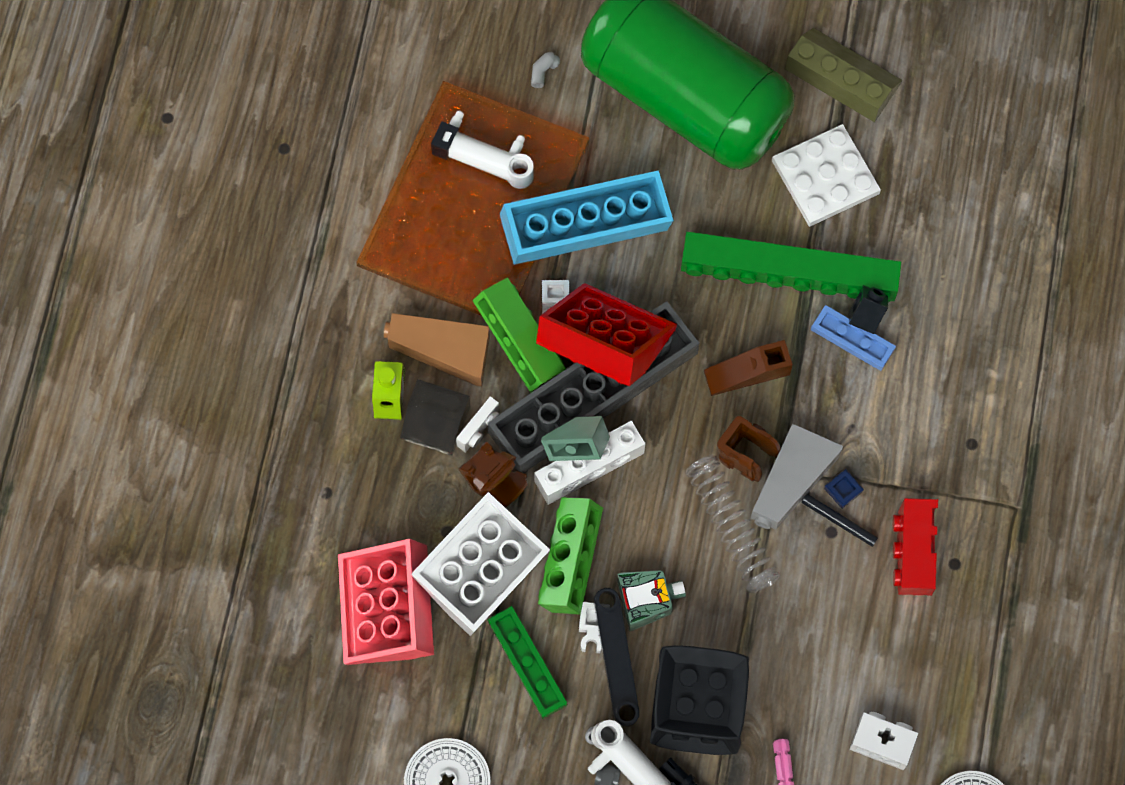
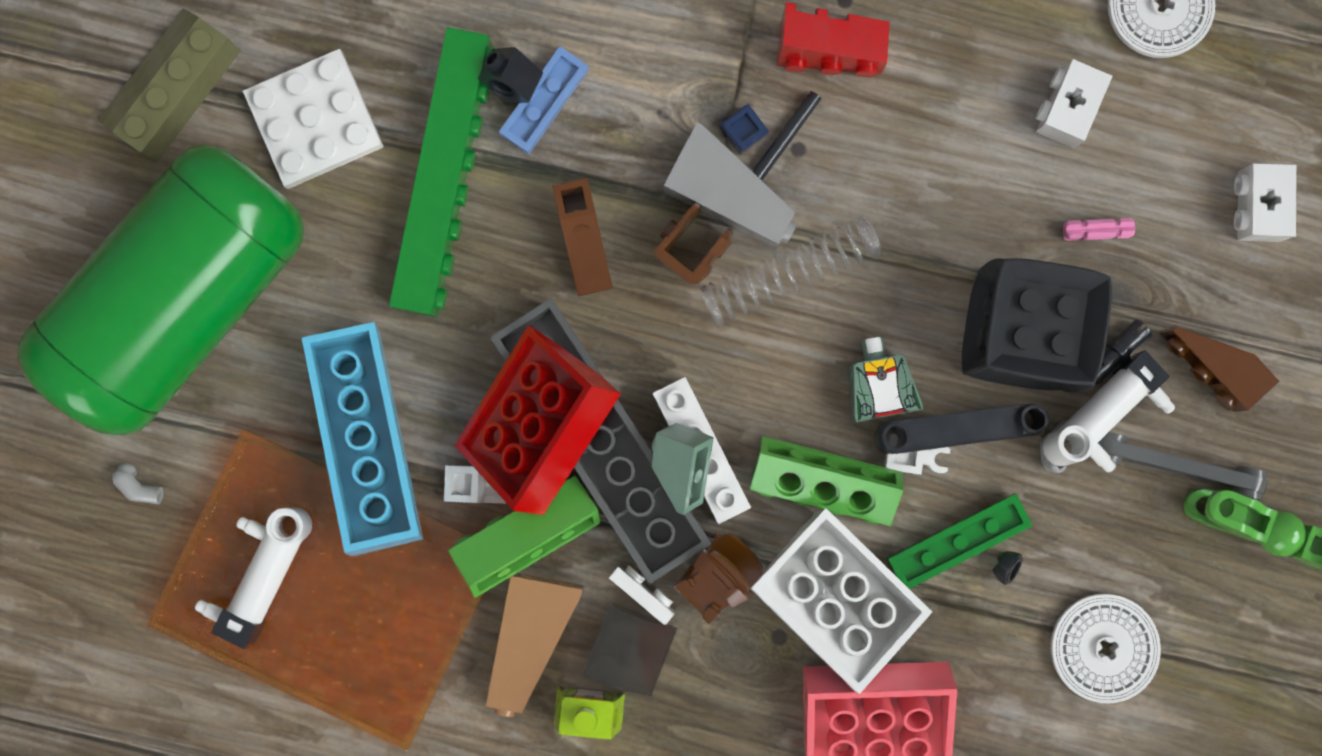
camera: 85 degrees left, 15 degrees up
(508, 702) = (1008, 566): none -> black piece

